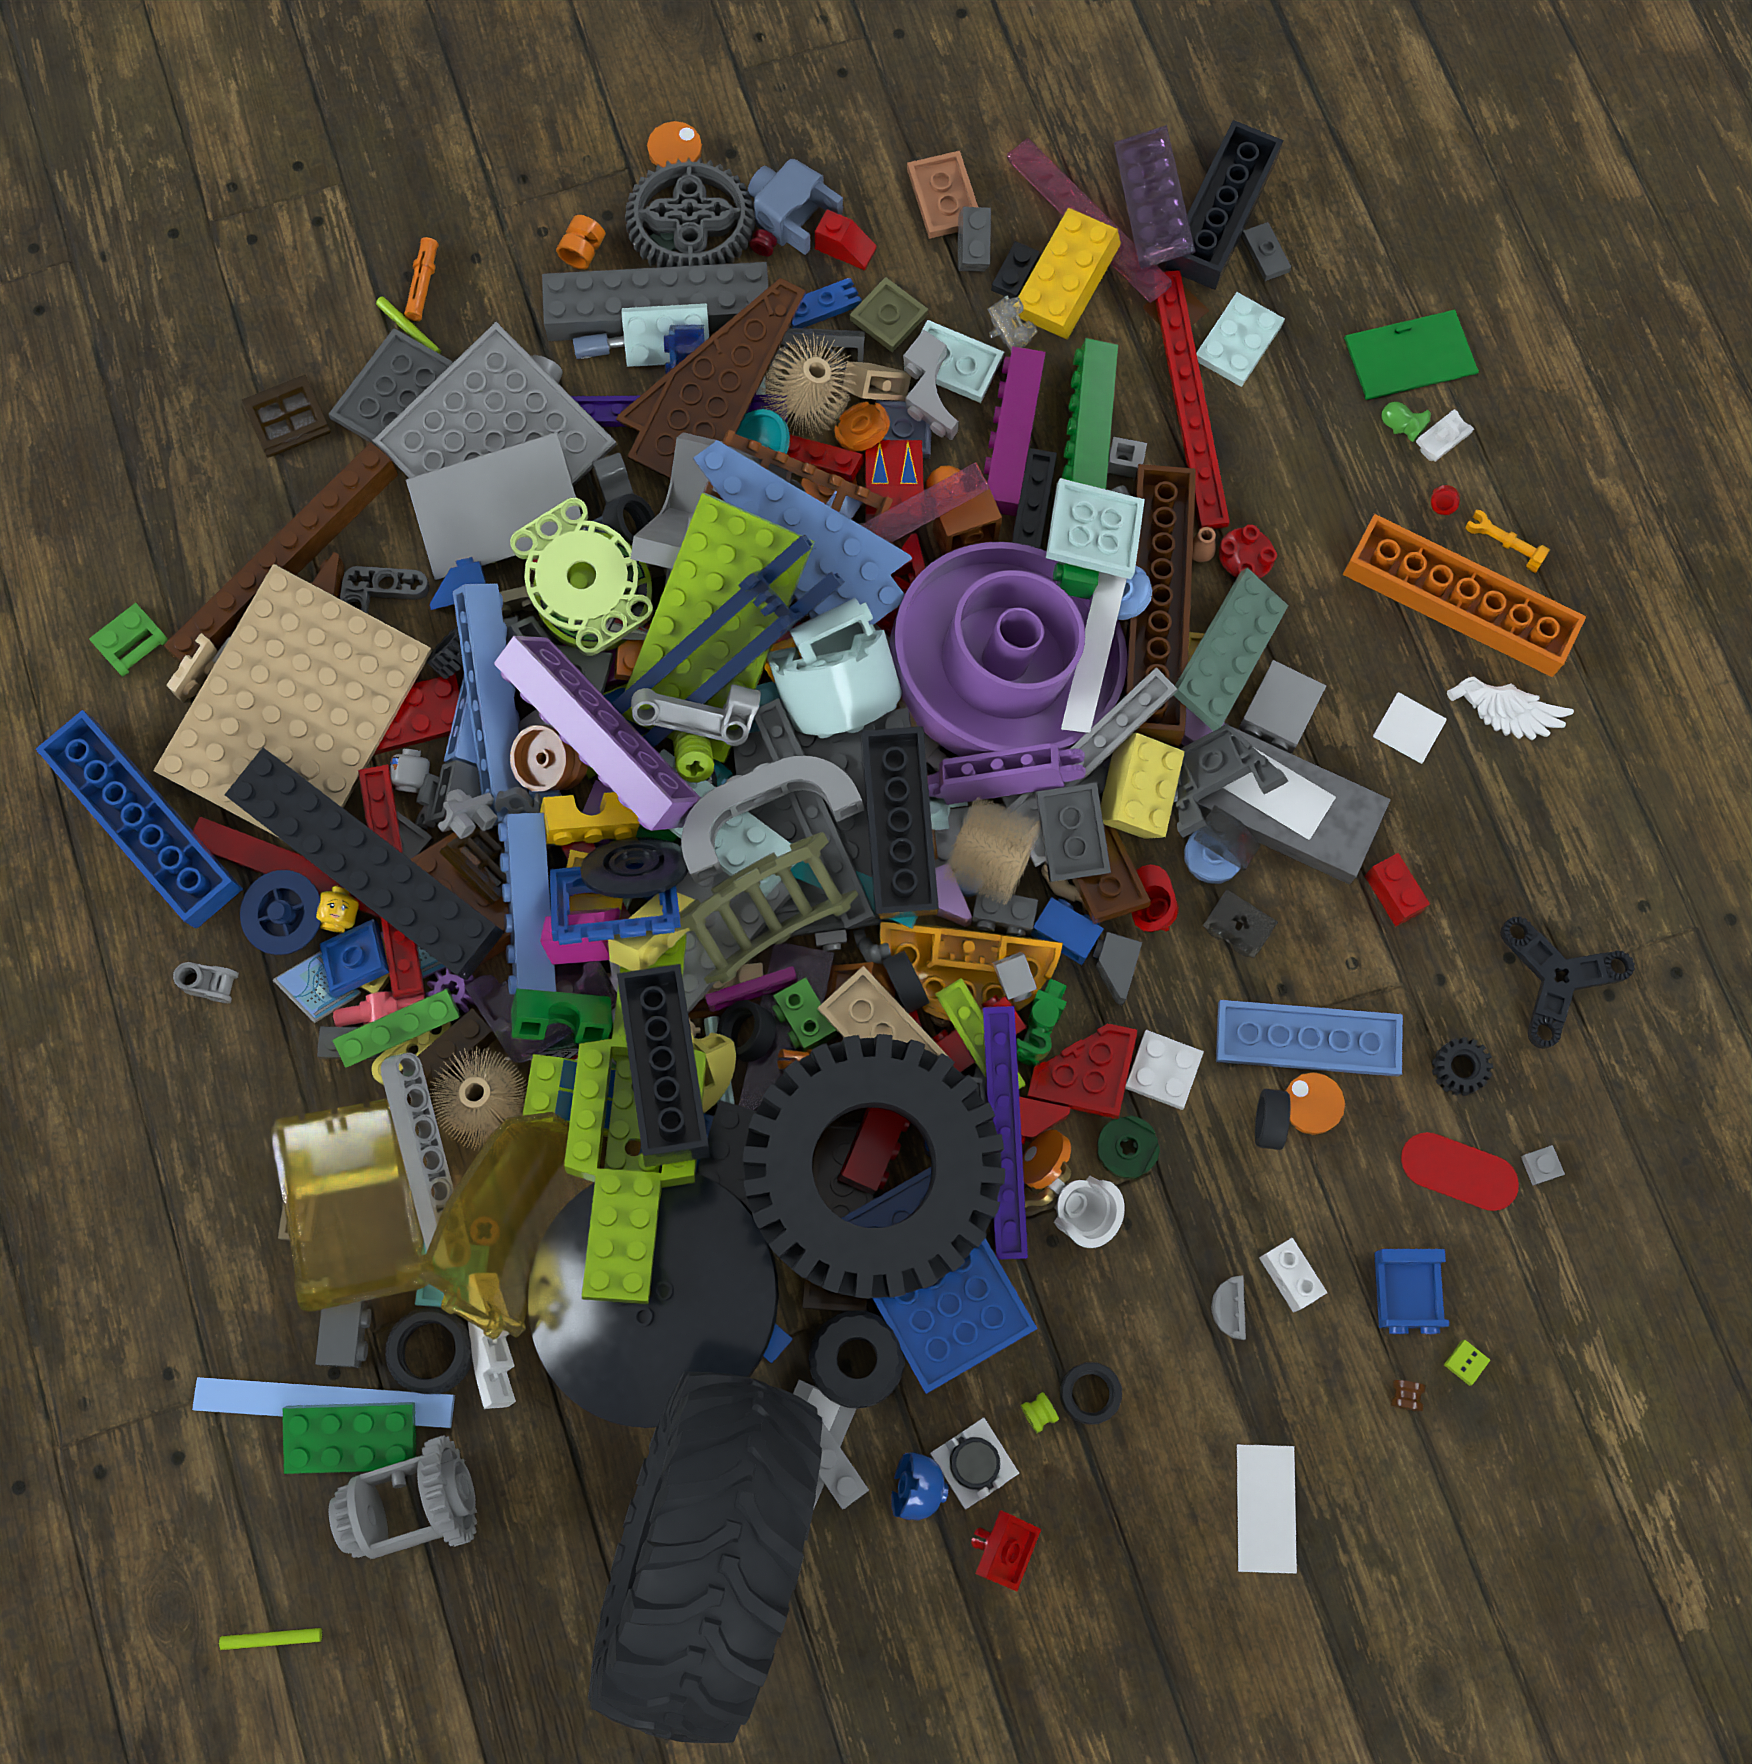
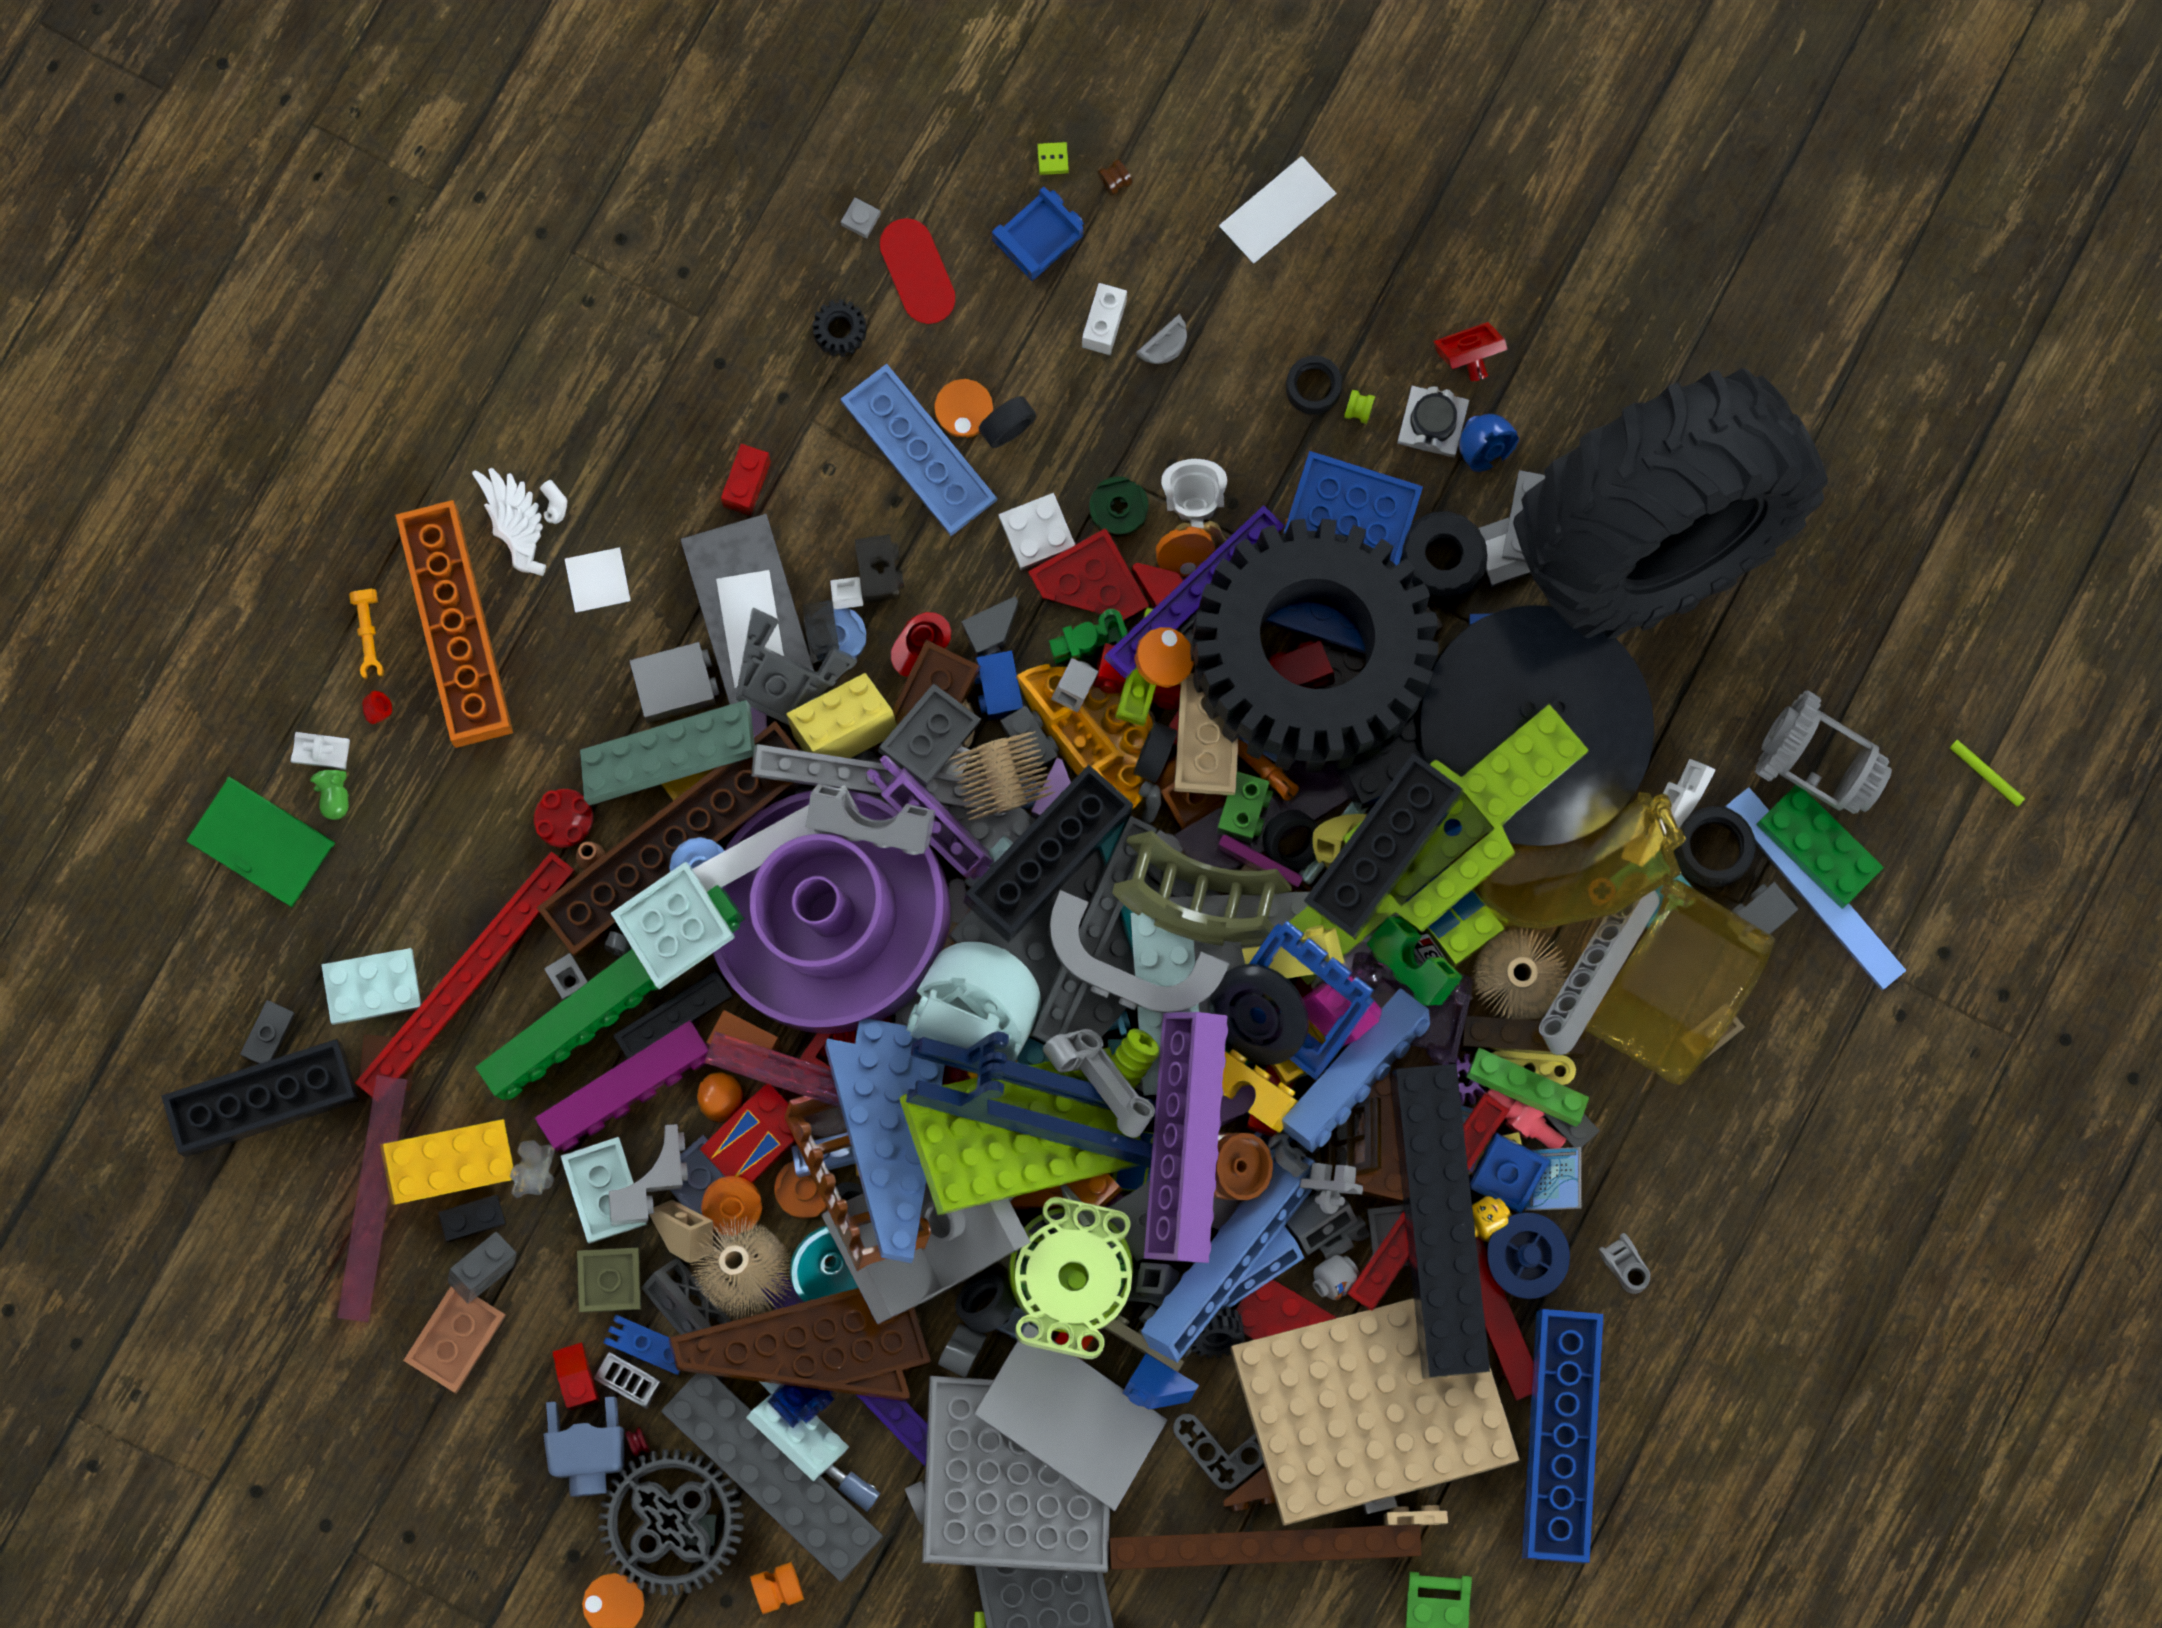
camera: 130 degrees left, 5 degrees up
(798, 265) = (650, 1391): none -> flat silver slope
(826, 457) = (786, 1208): red plate -> none
(973, 1047) = (1164, 657): none -> orange tile
(1072, 700) = (833, 813): none -> light grey arch
(1154, 197) = (310, 1155): clear purple plate -> none
(1242, 884) = (846, 593): none -> white tile
(1495, 747) = (557, 502): none -> white arm
(1554, 997) = (724, 306): black piece -> none

